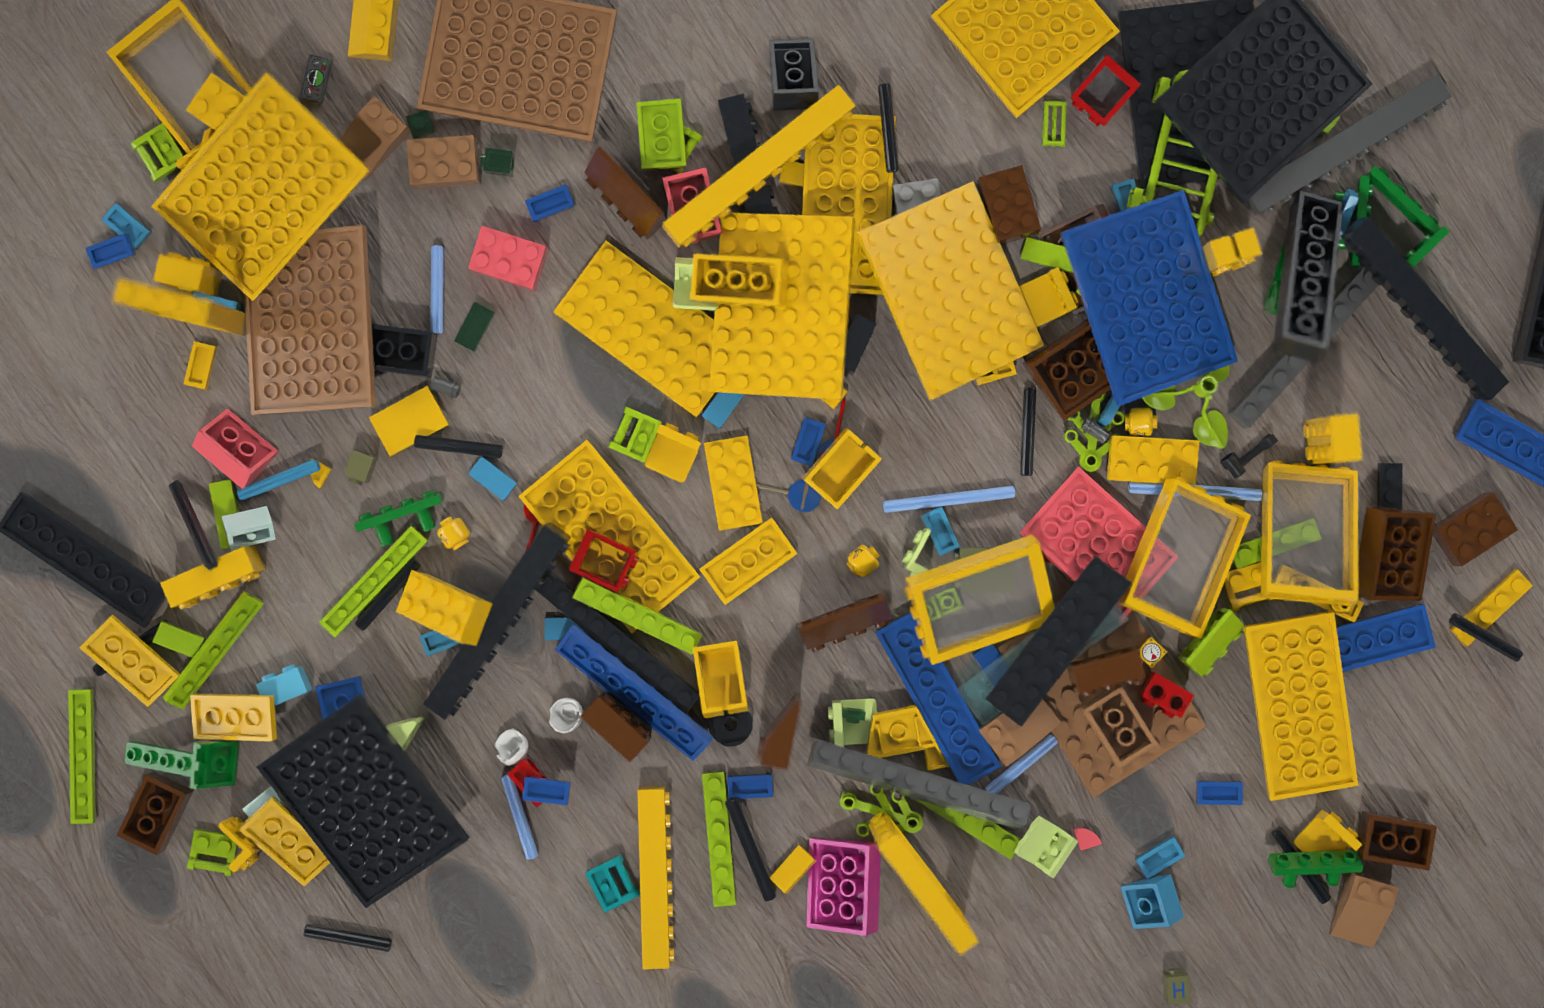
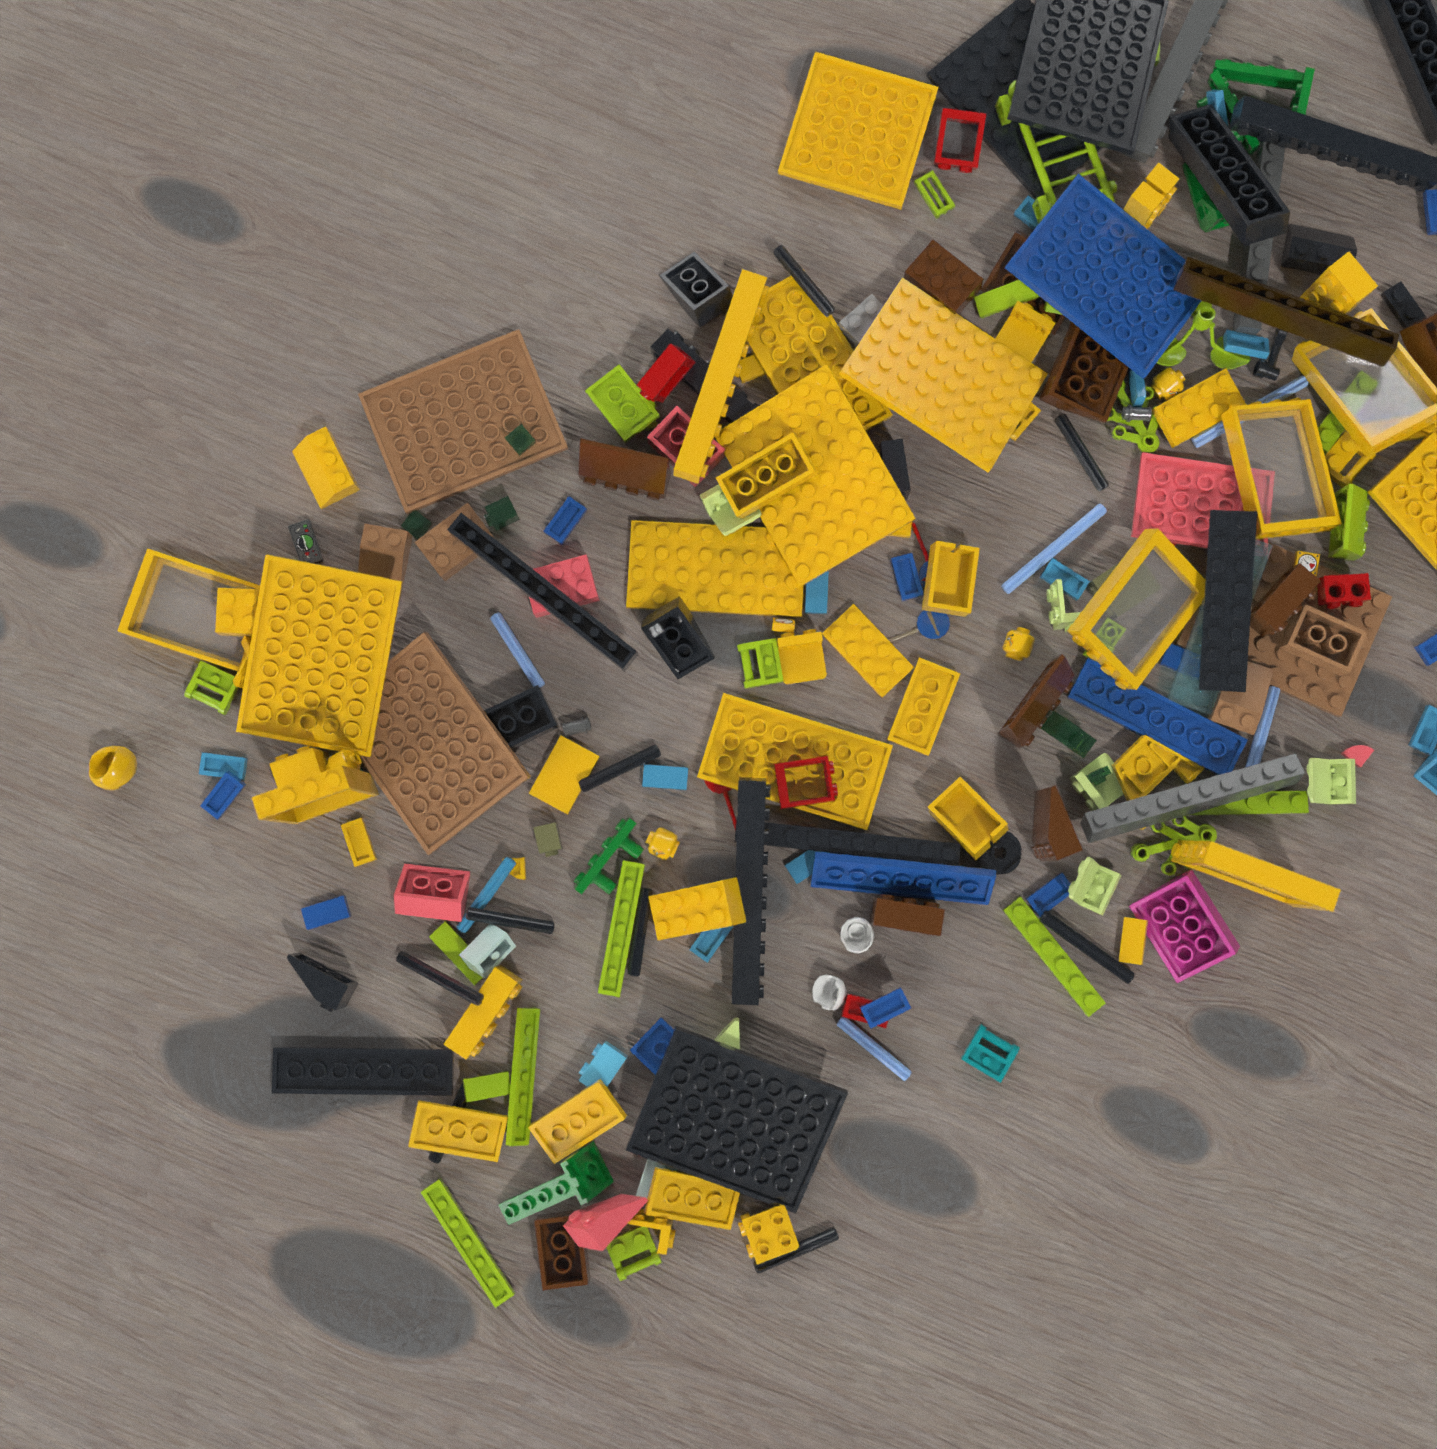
camera: 30 degrees left, 5 degrees down
(30, 167) = (112, 767): none -> yellow piece
(94, 464) = (324, 983): none -> black slope
(135, 407) = (326, 912): none -> blue tile
(199, 811) = (601, 1222): none -> coral slope
(225, 293) = (346, 758): none -> yellow head
(284, 514) = (510, 920): none -> black axle
(332, 910) = (768, 1233): none -> yellow bracket
(474, 326) = (568, 661): clear green tile -> none
(484, 256) = (542, 592): none -> black brick
(553, 109) = (520, 440): none -> clear green plate
(578, 367) = (677, 638): none -> black slope
(637, 615) = (862, 811): lime plate -> none
(654, 877) = (1022, 1024): yellow brick -> none
(675, 414) = (783, 624): none -> yellow tile
(712, 134) = (665, 374): none -> red window
(789, 803) = (1093, 886): none -> yellowish green bracket
(851, 664) = (1068, 734): none -> clear green brick
(1230, 431) = (1246, 344): none -> dark azure tile
(1276, 428) = (1286, 312): none -> dark brown brick
(1350, 389) = (1314, 249): none -> black slope

